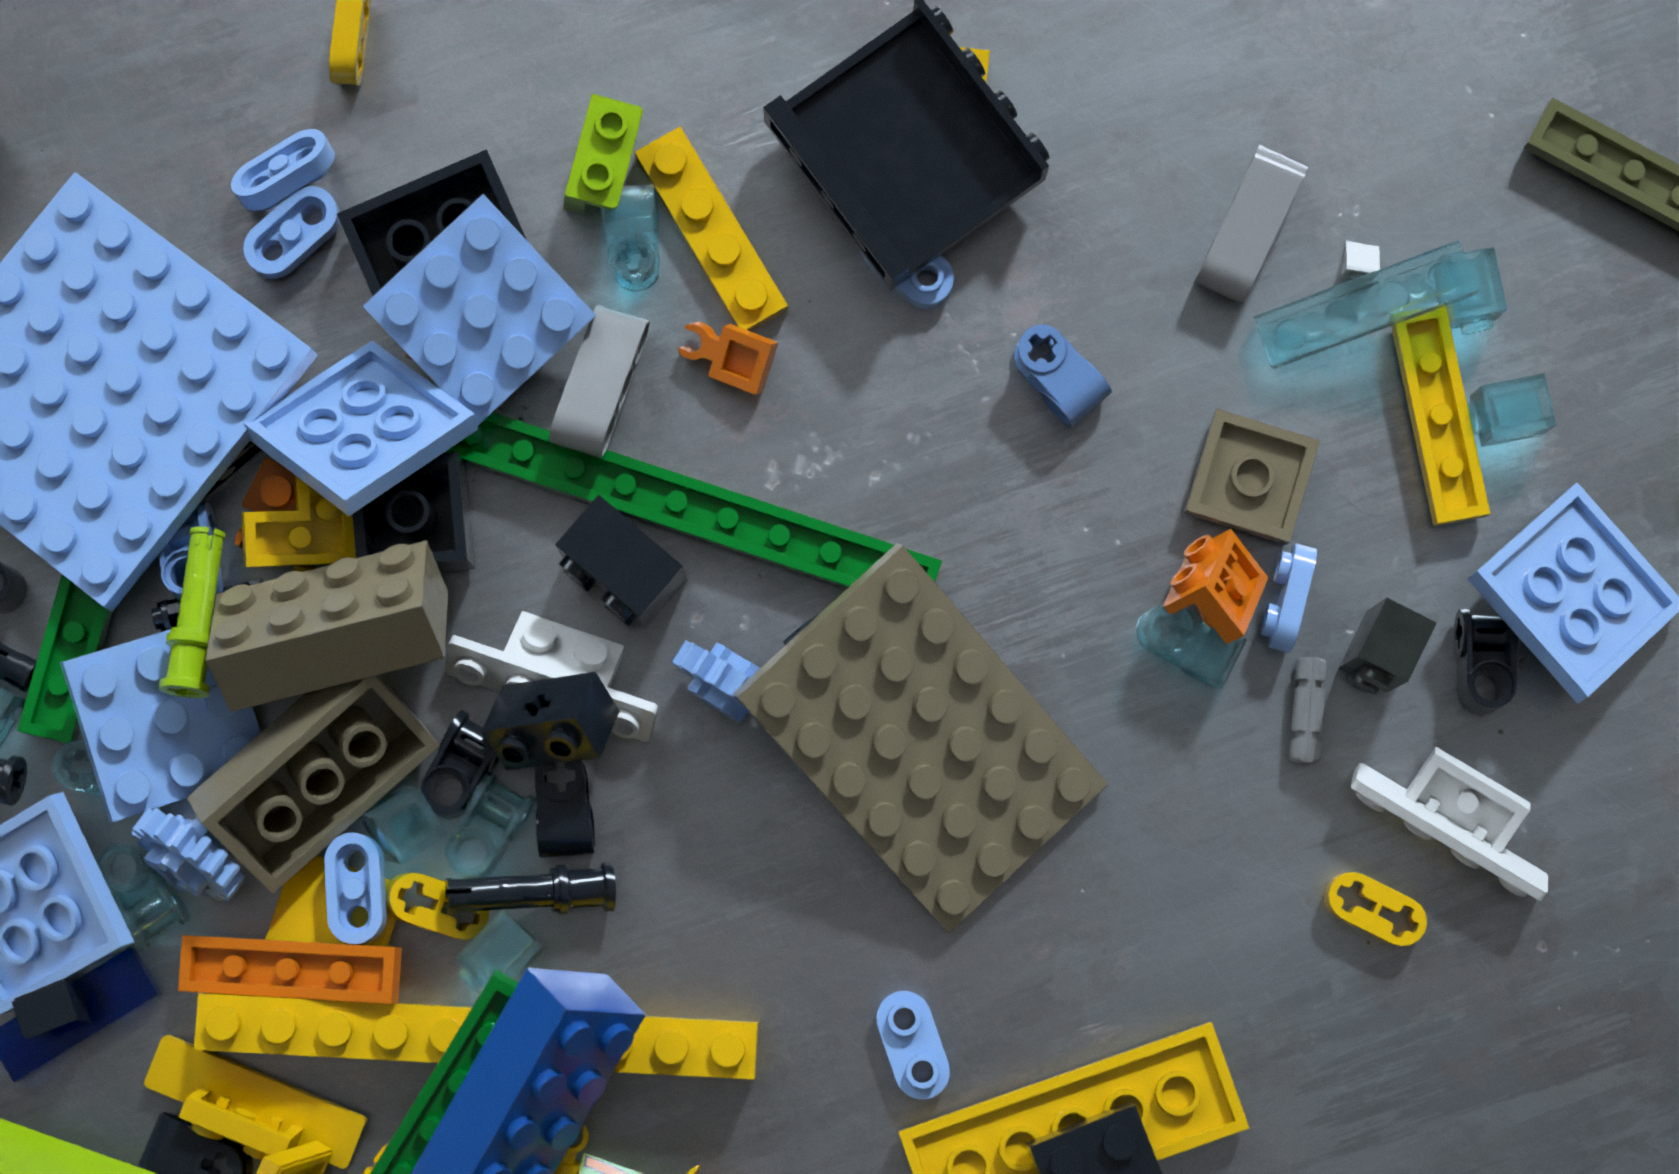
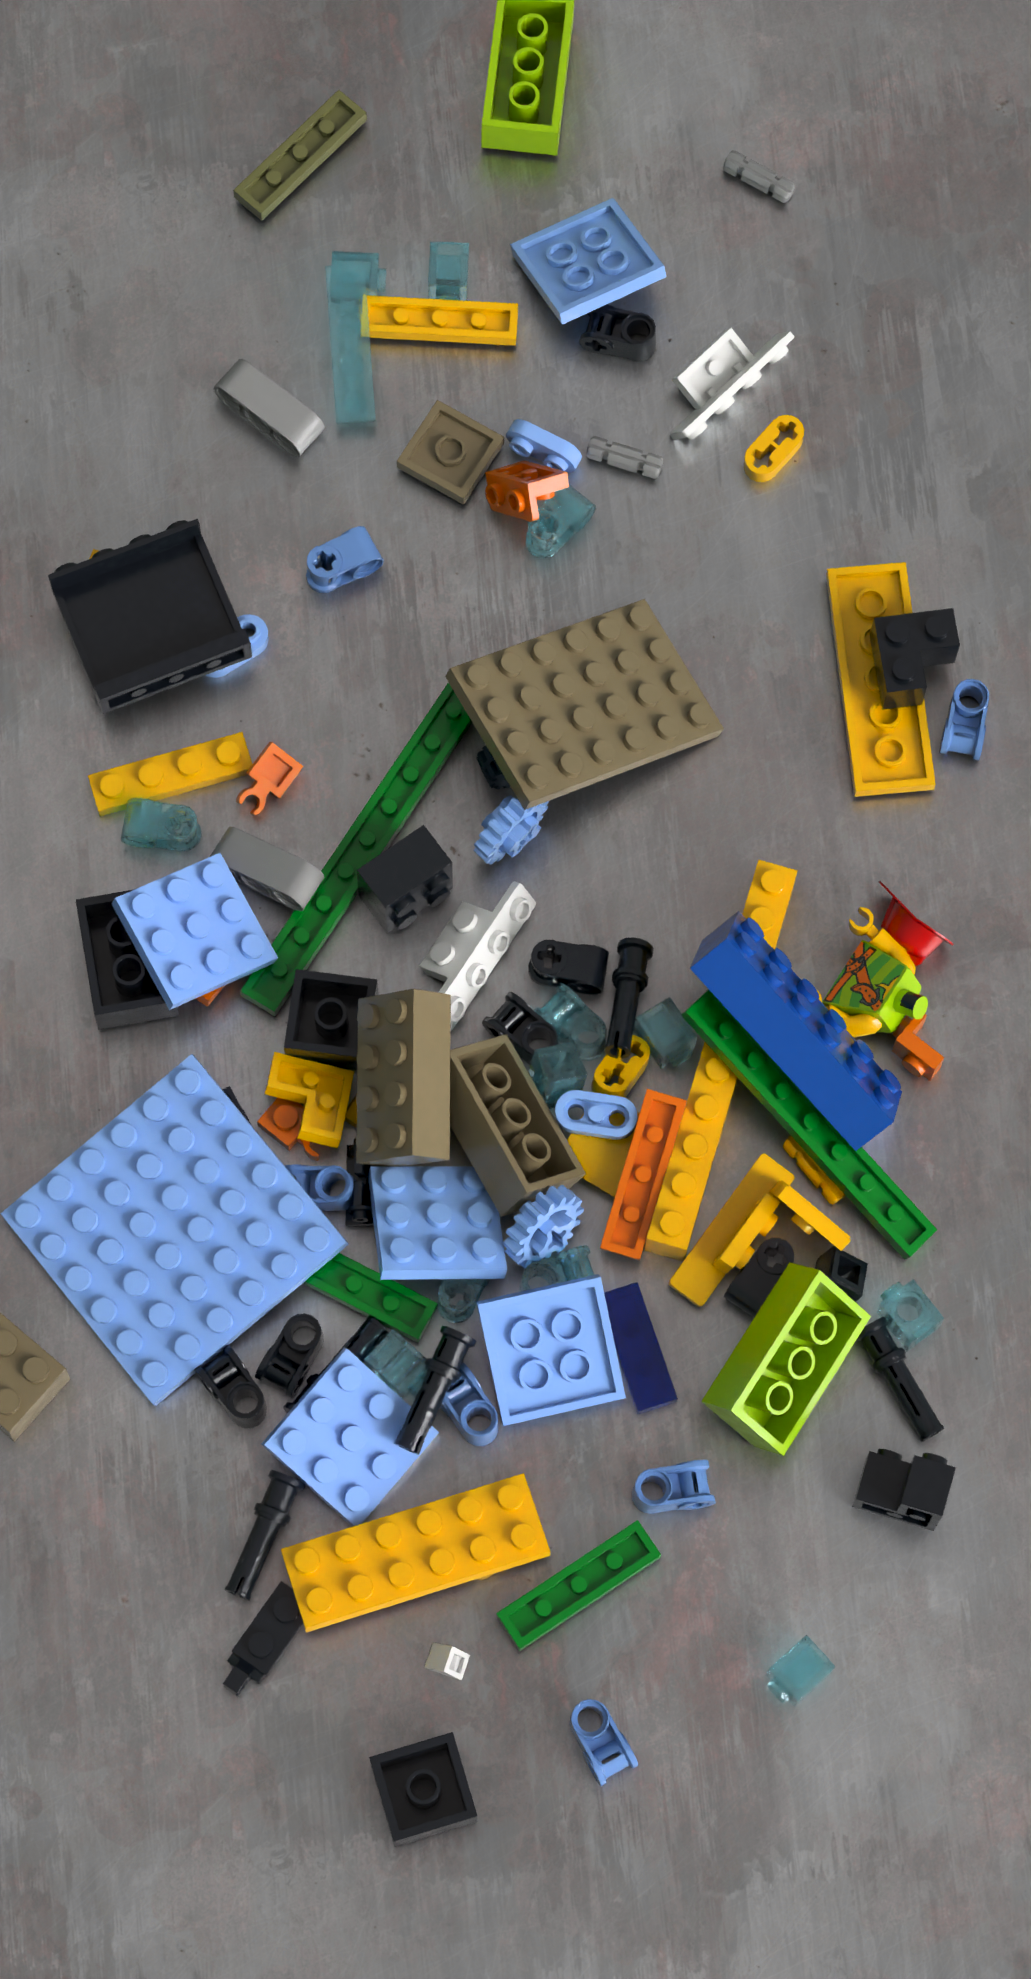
camera: 75 degrees left, 10 degrees down
(50, 1008) = (632, 1348): black slope -> none
(190, 638) = (387, 1178): lime pin -> none
(283, 170) = (44, 1065): light blue plate -> none
(288, 229) = (91, 1068): light blue plate -> none
(361, 427) = (259, 1032): light blue plate -> none
(566, 721) = (509, 950): black brick -> none
(602, 154) = (97, 830): lime bracket -> none
(912, 1045) = (797, 773): light blue plate -> none
(1359, 260) = (314, 345): white piece -> none
(1386, 647) = (595, 389): pearl dark grey brick -> none

